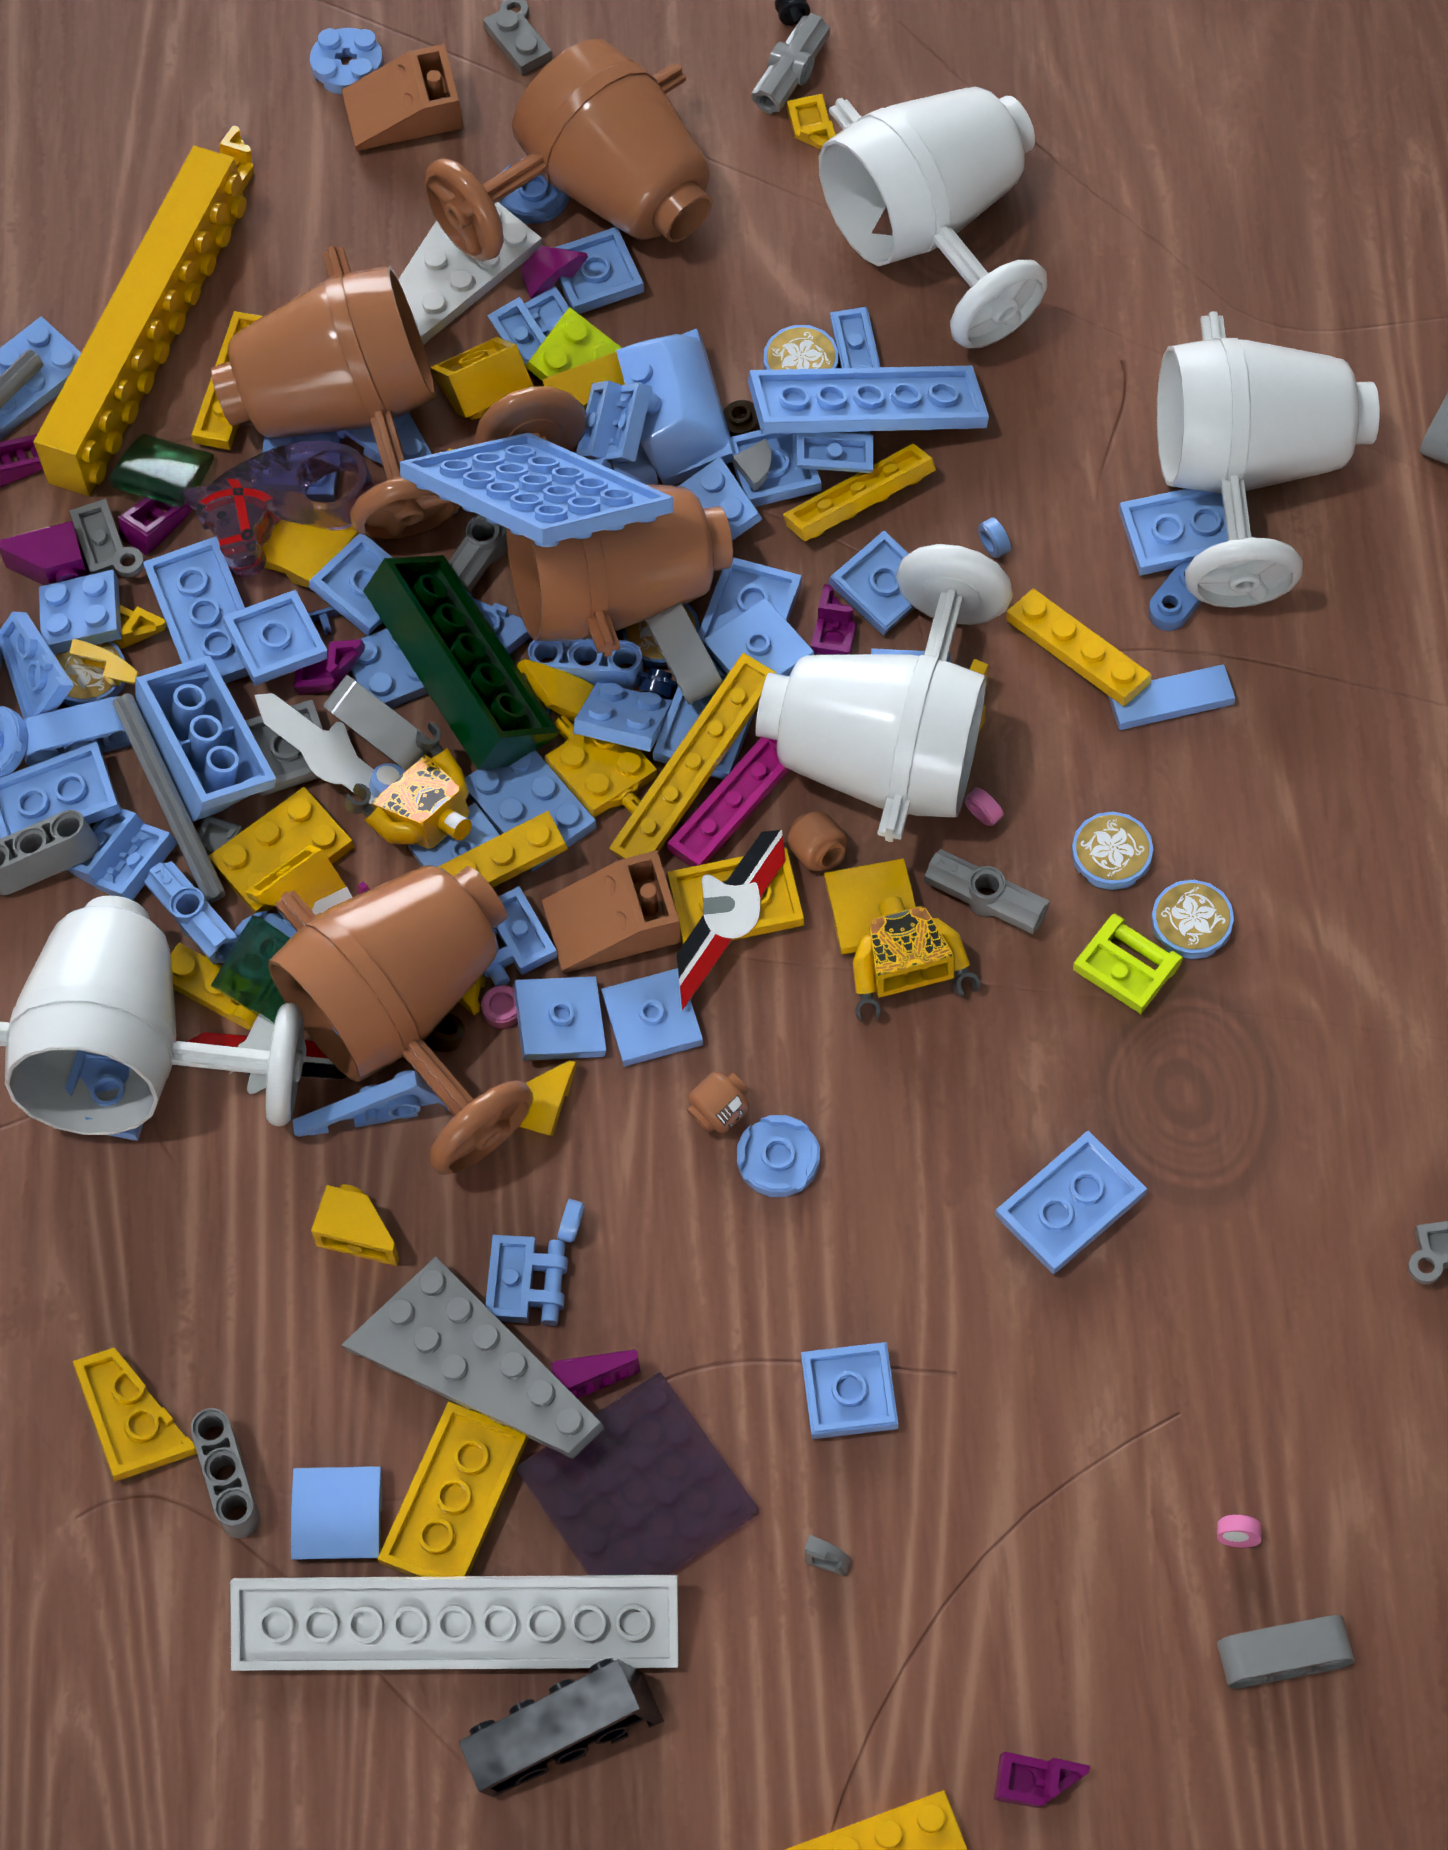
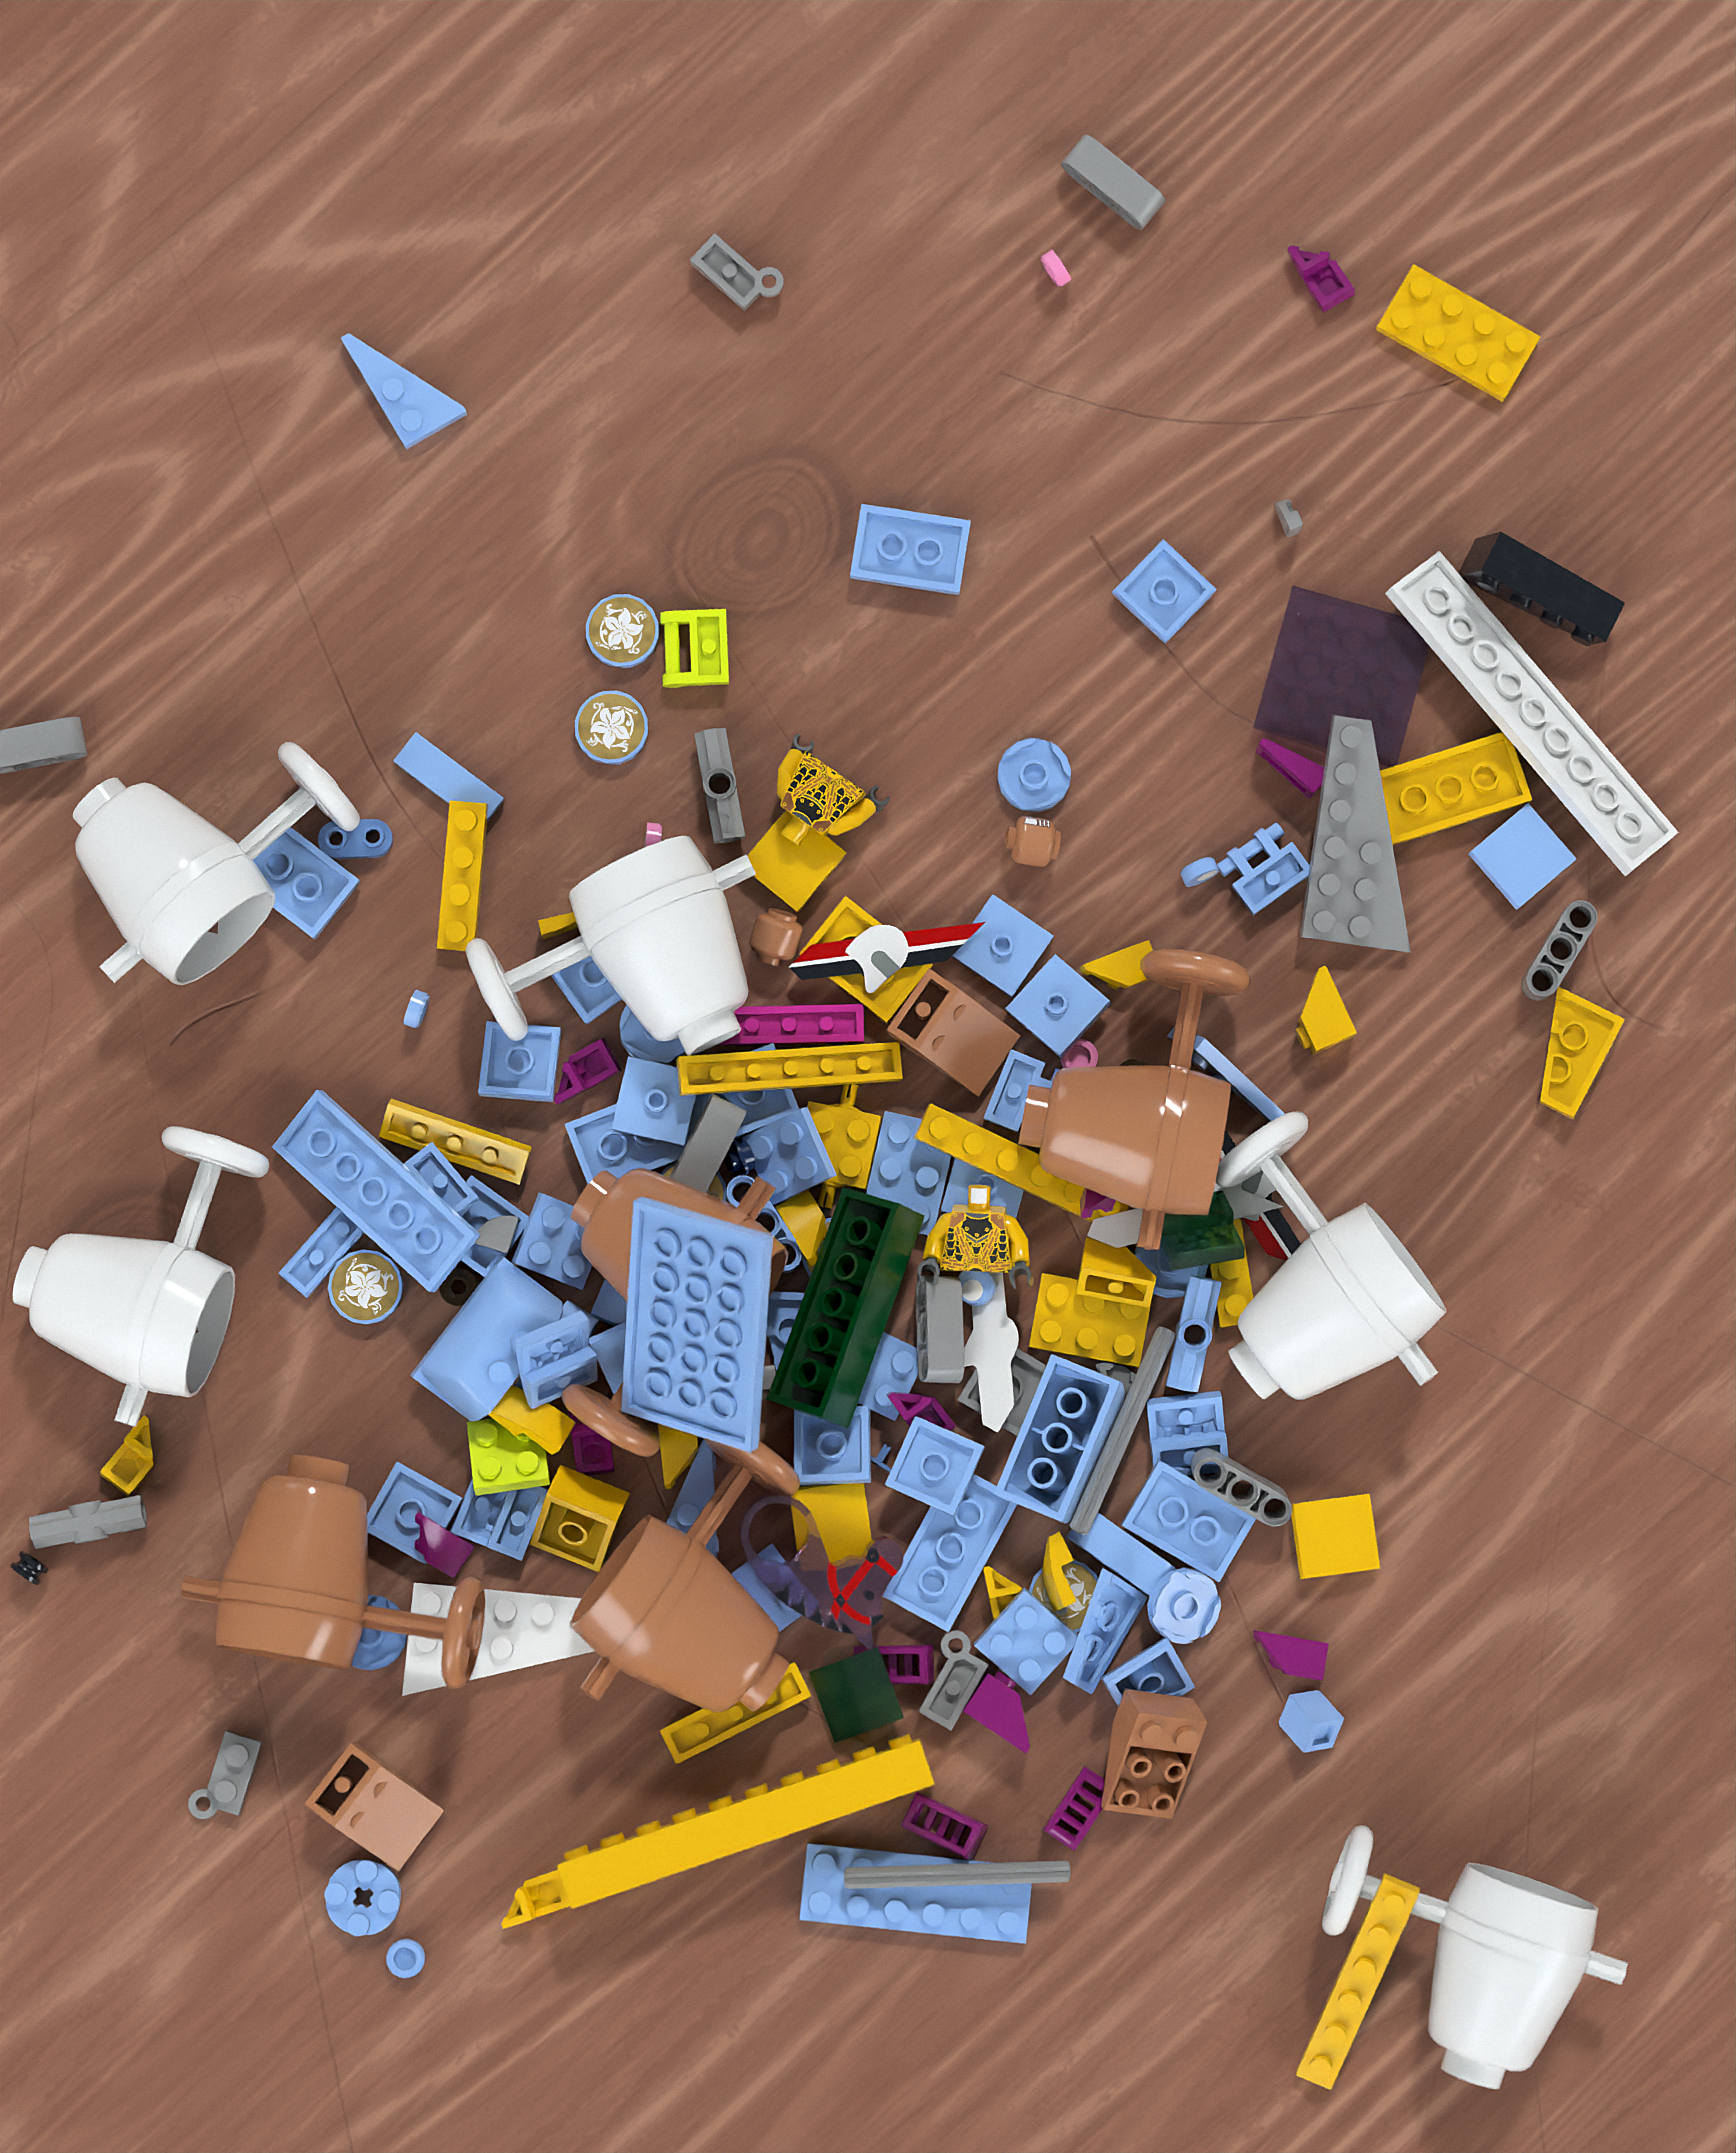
camera: 135 degrees left, 20 degrees up
(276, 58) = (405, 1958): none -> light blue tile

